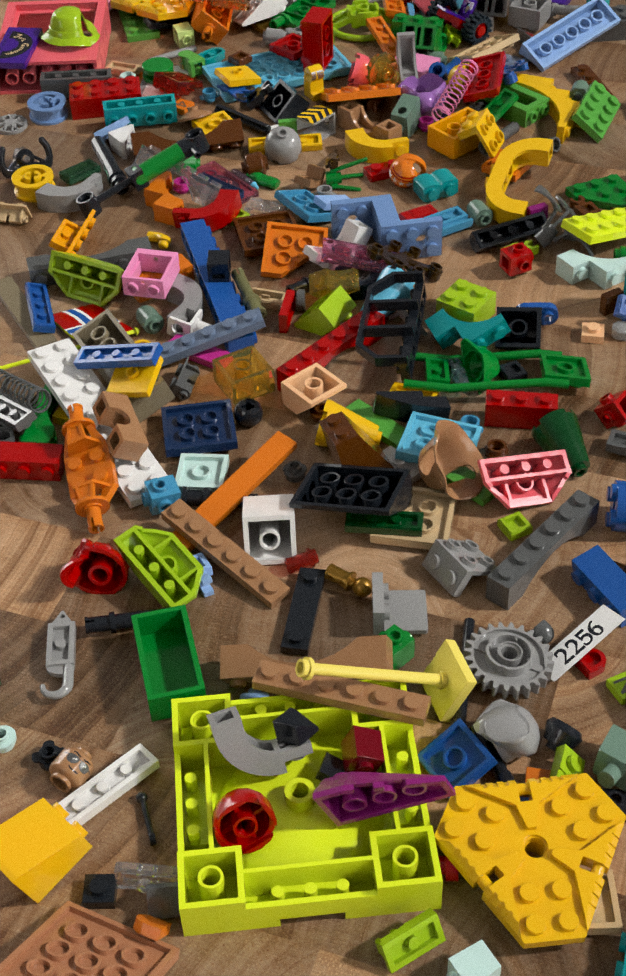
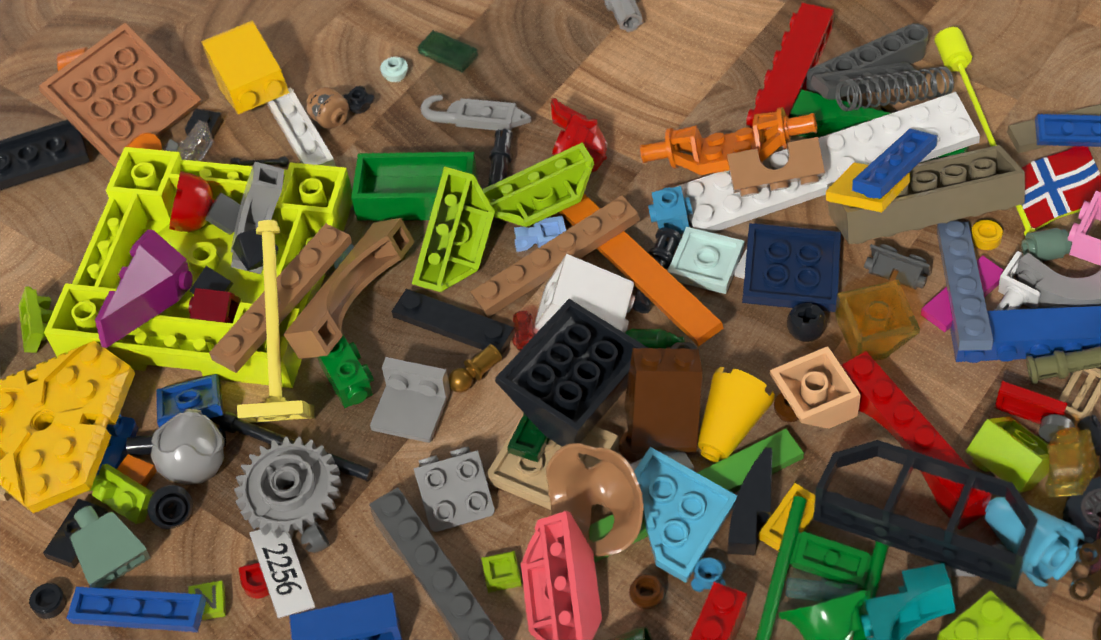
camera: 110 degrees right, 10 degrees up
(223, 617) = (454, 232): none -> lime wedge
(249, 781) = (224, 213): none -> dark grey tile
(284, 485) = (654, 337): none -> green piece

